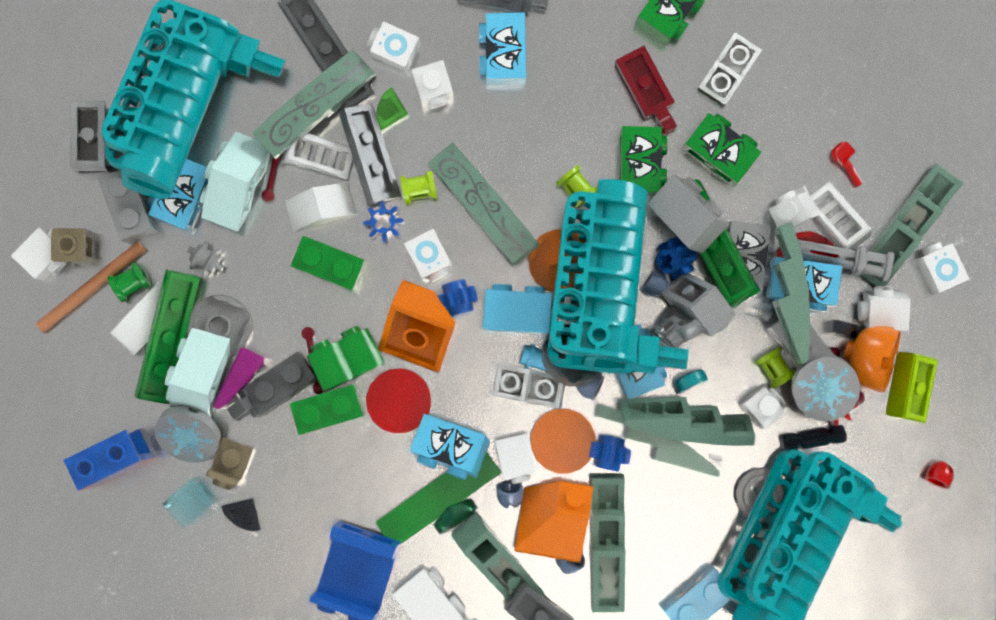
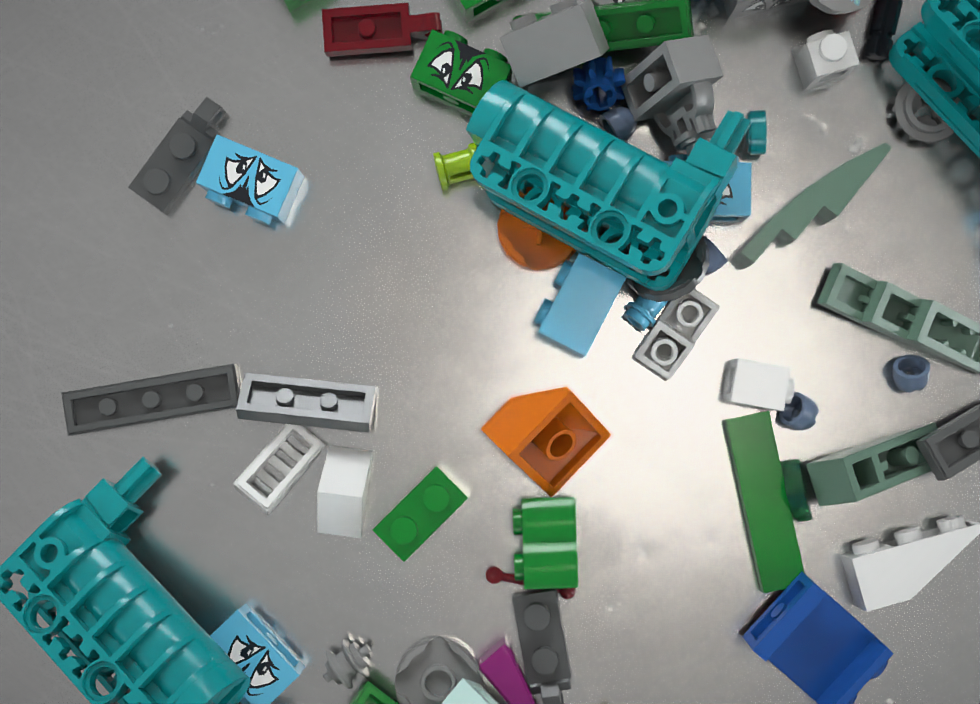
camera: 60 degrees left, 0 degrees up
(233, 181) = (264, 586): light aqua brick -> none
(268, 195) = (244, 508): dark red hinge -> none
(313, 103) = (213, 445): sand green slope -> none
(327, 409) = (601, 592): green brick -> none
(383, 212) = (387, 417): blue gear -> none
(390, 110) = (263, 354): bright green tile -> none
(393, 46) = (186, 315): white brick -> none
(398, 400) = (626, 499): red tile -> none
(418, 187) = (374, 360): lime bush -> none
(429, 256) = (465, 384): white brick -> none
(433, 84) = (255, 286): white brick -> none
(449, 447) = (713, 460): medium azure brick -> none
(458, 297) = (532, 370): blue gear -> none
(483, 204) = (430, 289): sand green slope -> none
(554, 520) = (858, 371): orange slope -> none
(562, 441) = (761, 319): orange tile -> none
(610, 453) = (803, 267): blue gear -> none
(697, 424) = (803, 165): sand green slope -> none
(775, 367) = (783, 24): lime bush -> none

